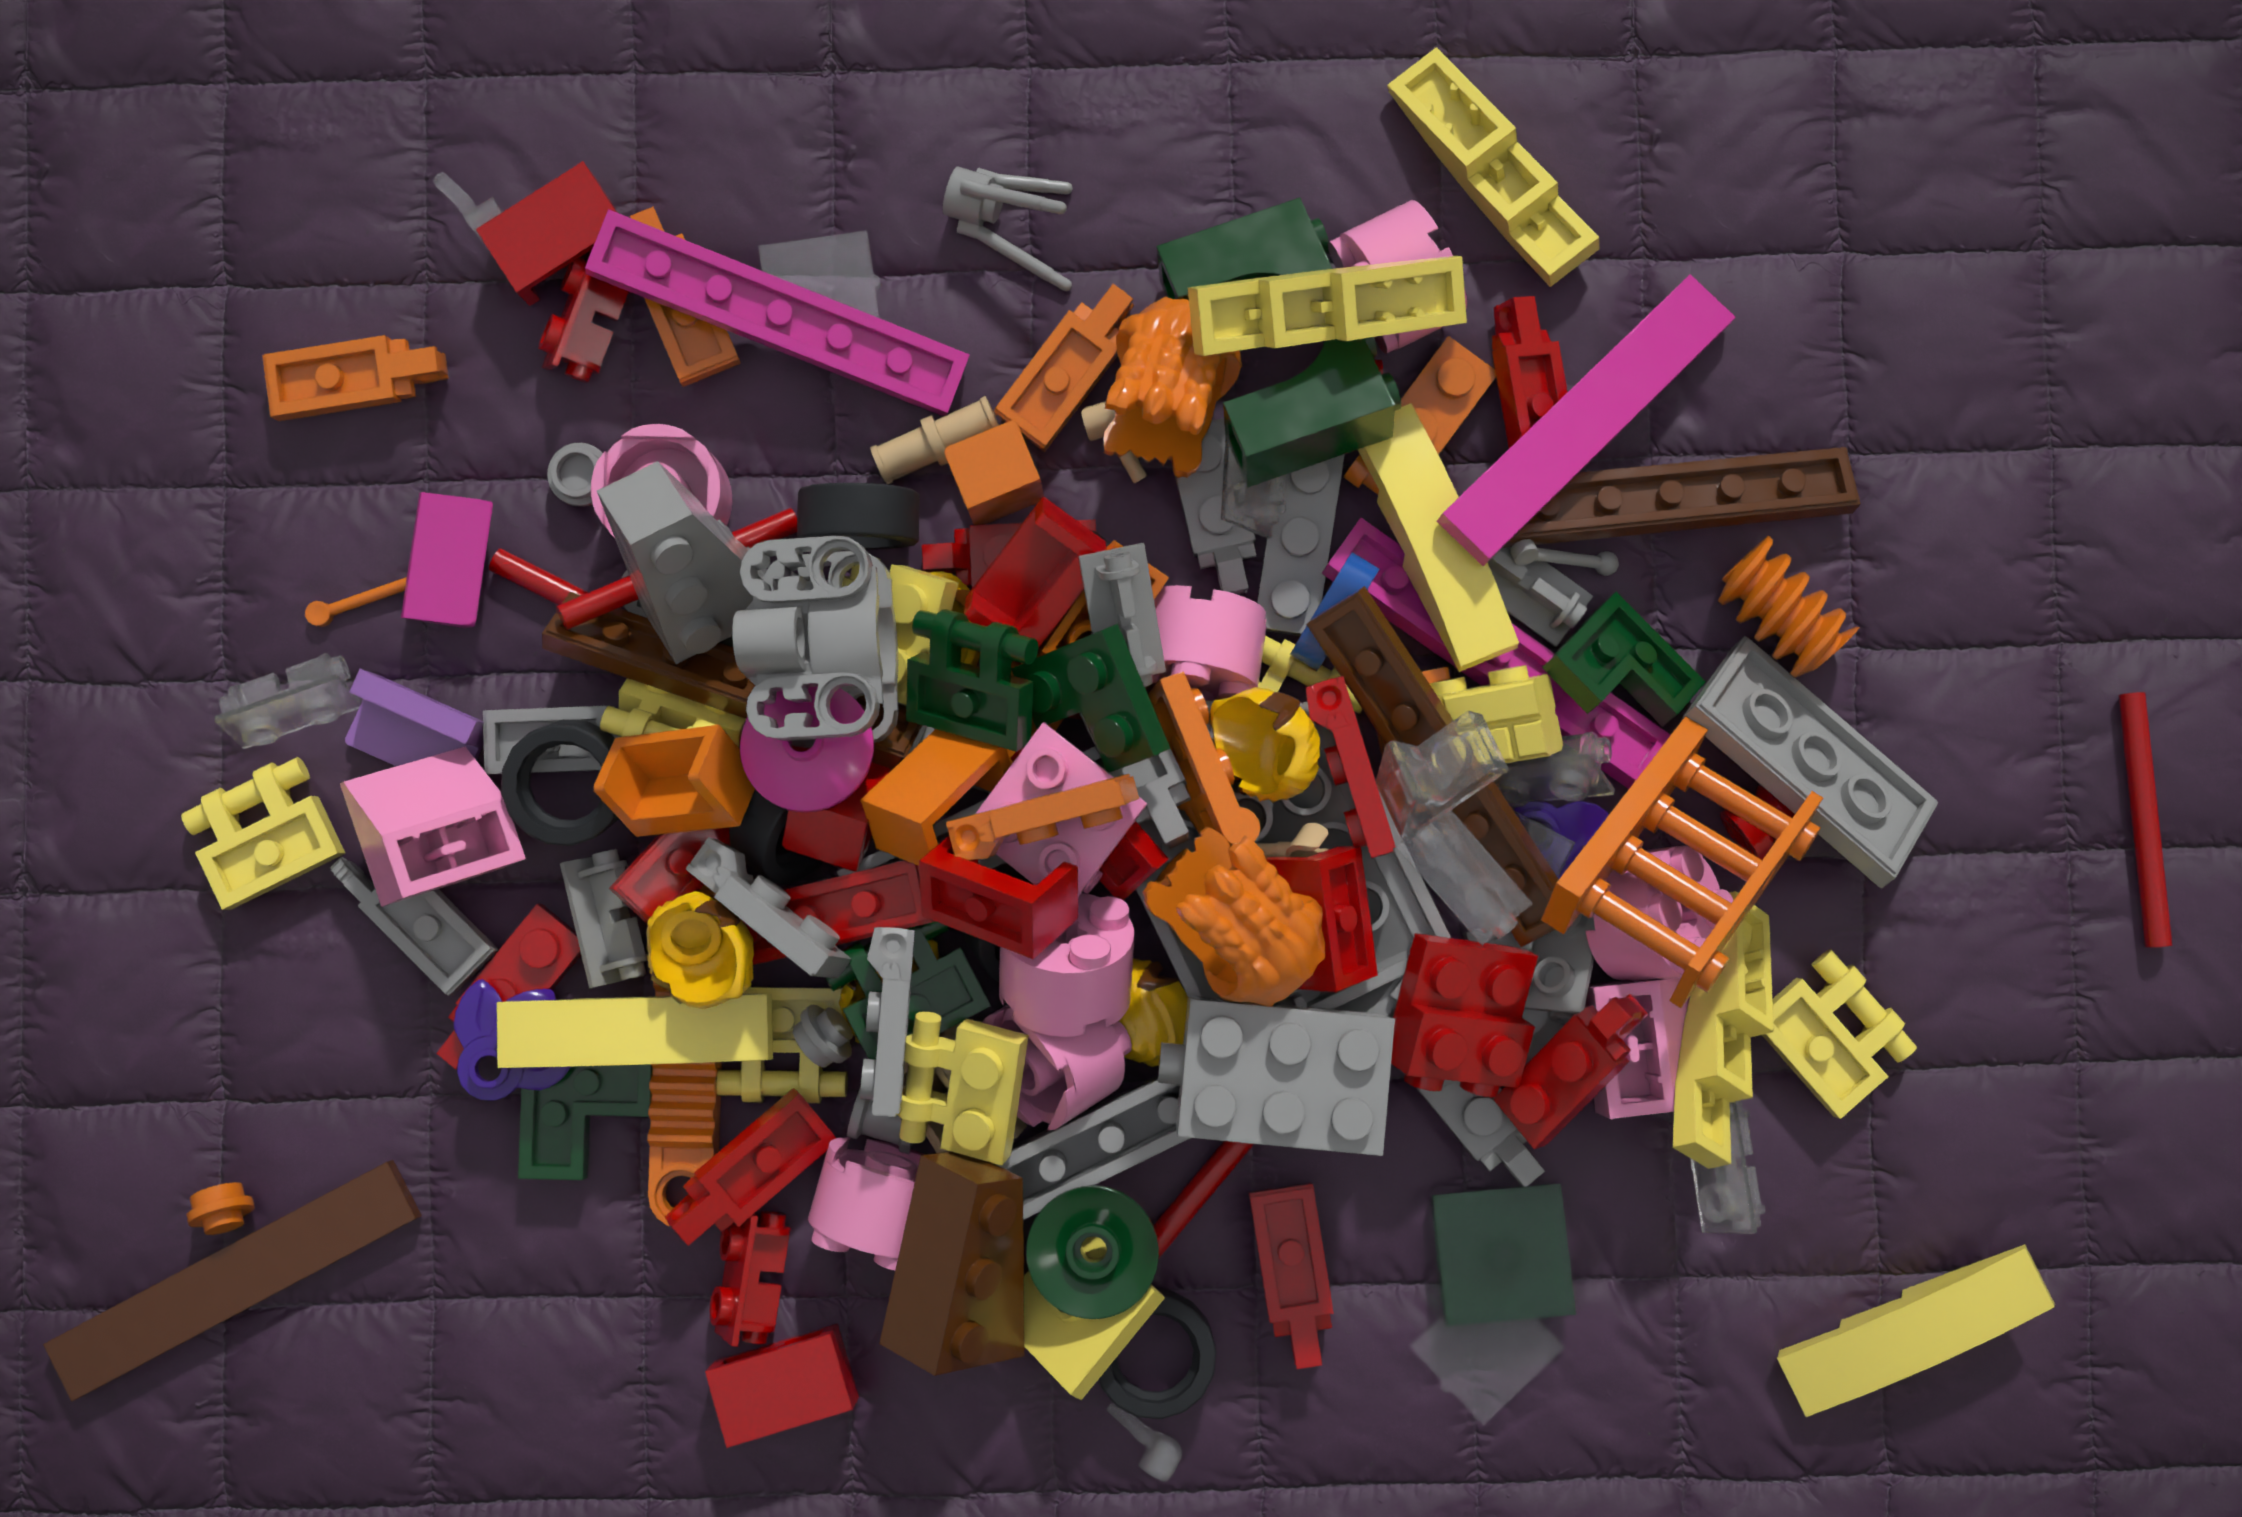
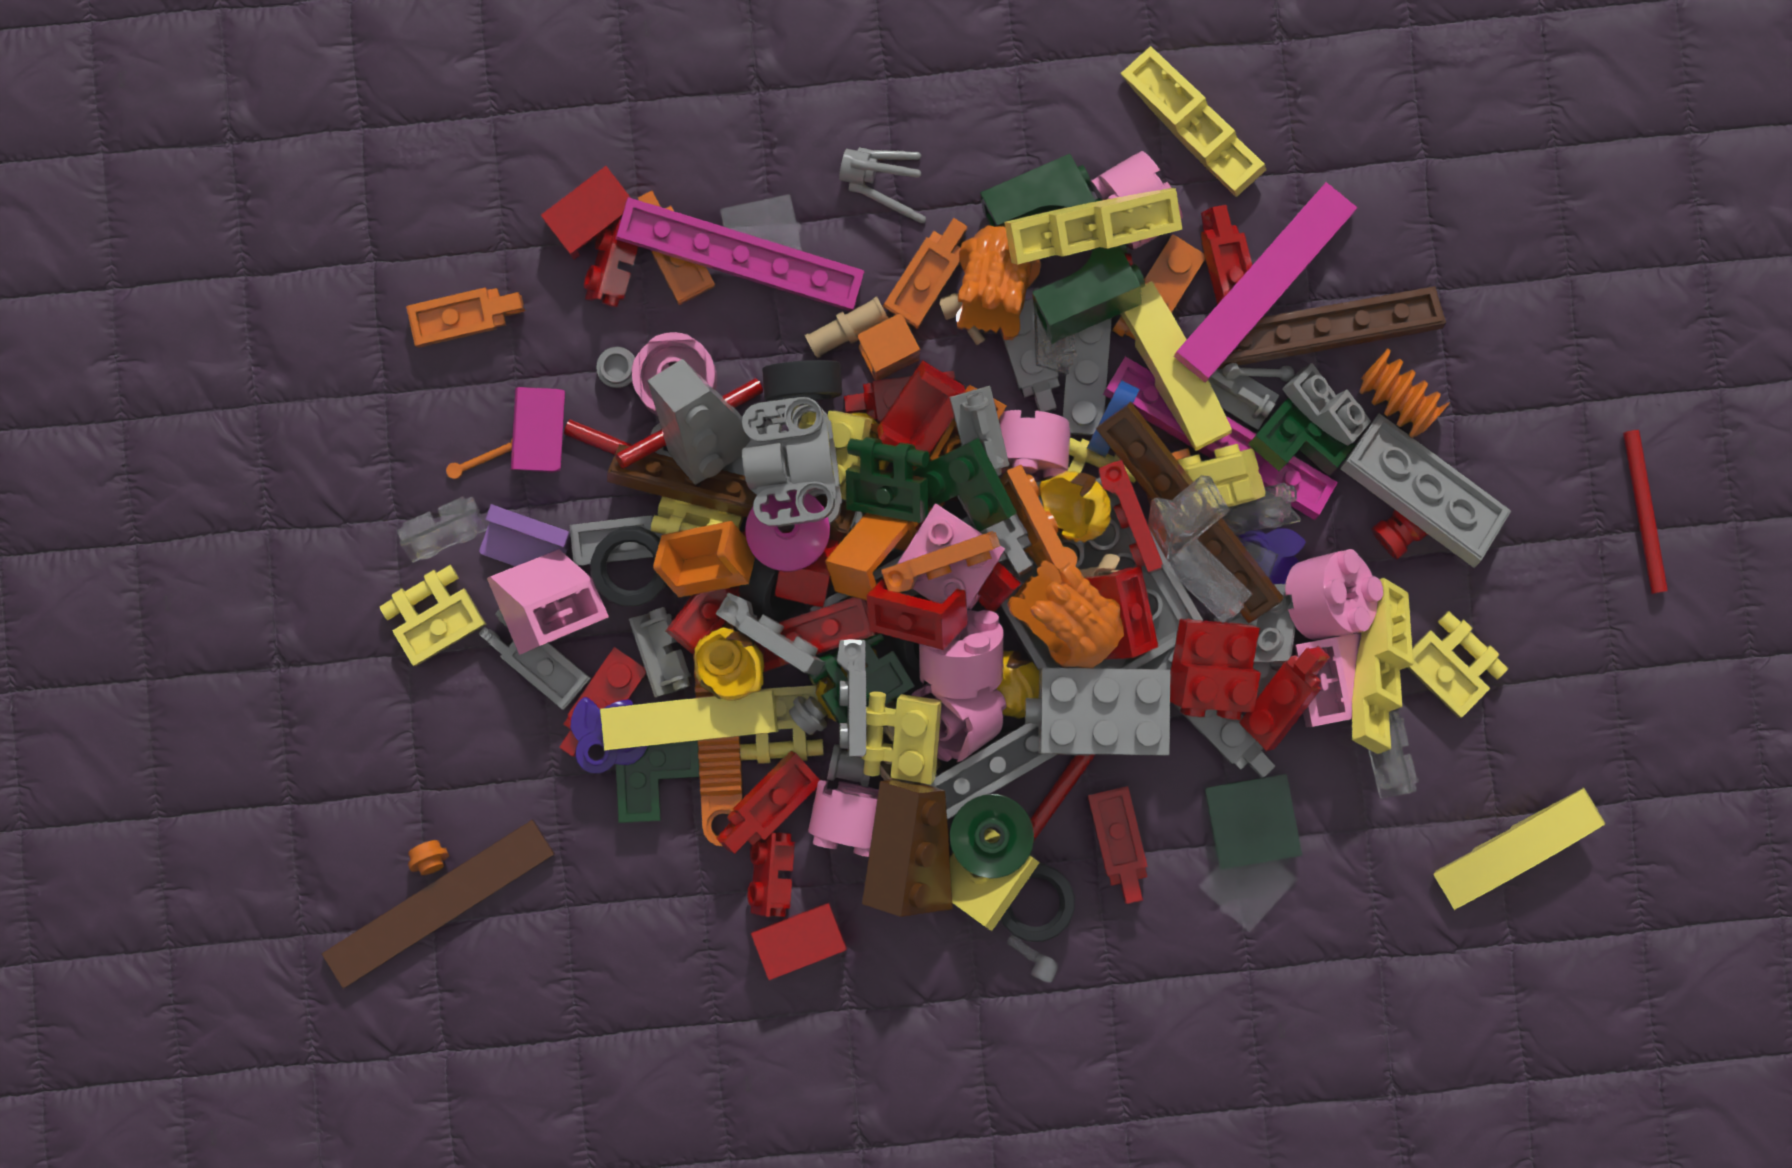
camera: 10 degrees left, 0 degrees up
(473, 215) = (537, 205): clear hand -> none
(1650, 807) = (1322, 526): orange fence -> none
(1676, 631) = (1333, 413): none -> light grey slope

